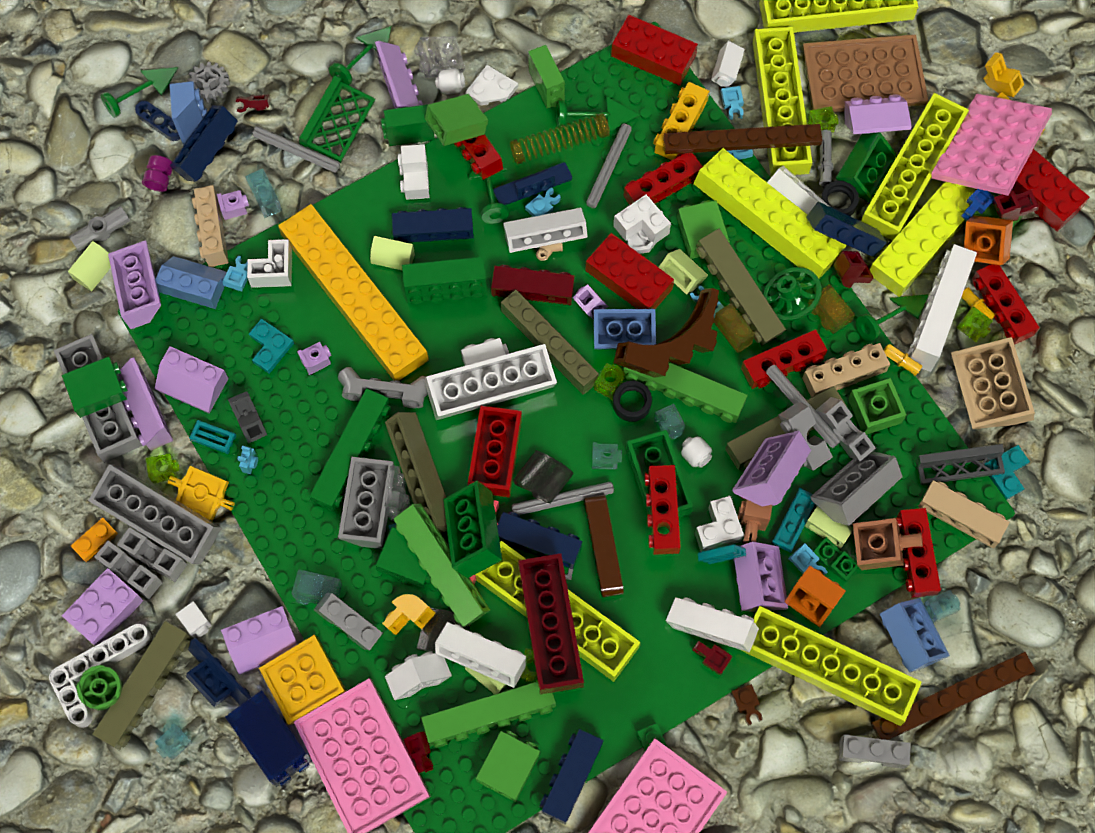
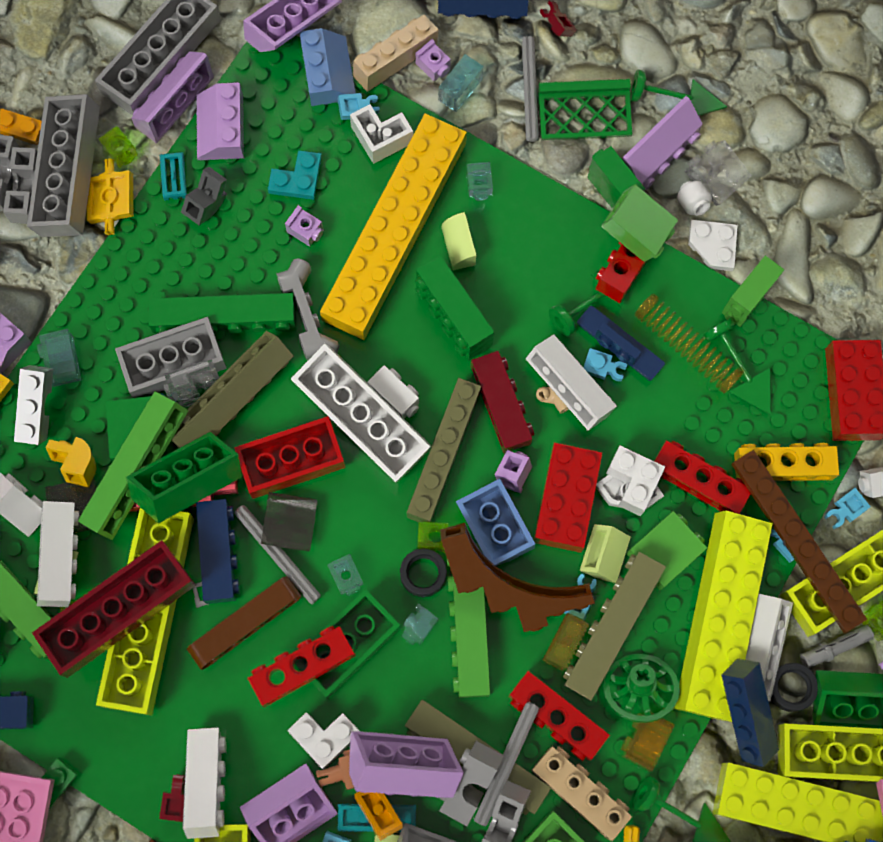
camera: 60 degrees right, 5 degrees up
(95, 386) = (158, 37): green brick -> none
(248, 460) = (161, 220): medium azure plate -> none
(348, 212) = (481, 174): none -> clear light blue brick
(415, 170) = (564, 217): white brick -> none
(433, 225) = (514, 265): dark blue brick -> none
(608, 166) = (688, 411): light grey axle -> none
(696, 451) = (398, 670): white head -> none
(722, 554) = (290, 755): teal tile -> none
(793, 511) = (379, 813): none -> light orange plate
(852, 269) = (710, 743): dark red brick -> none

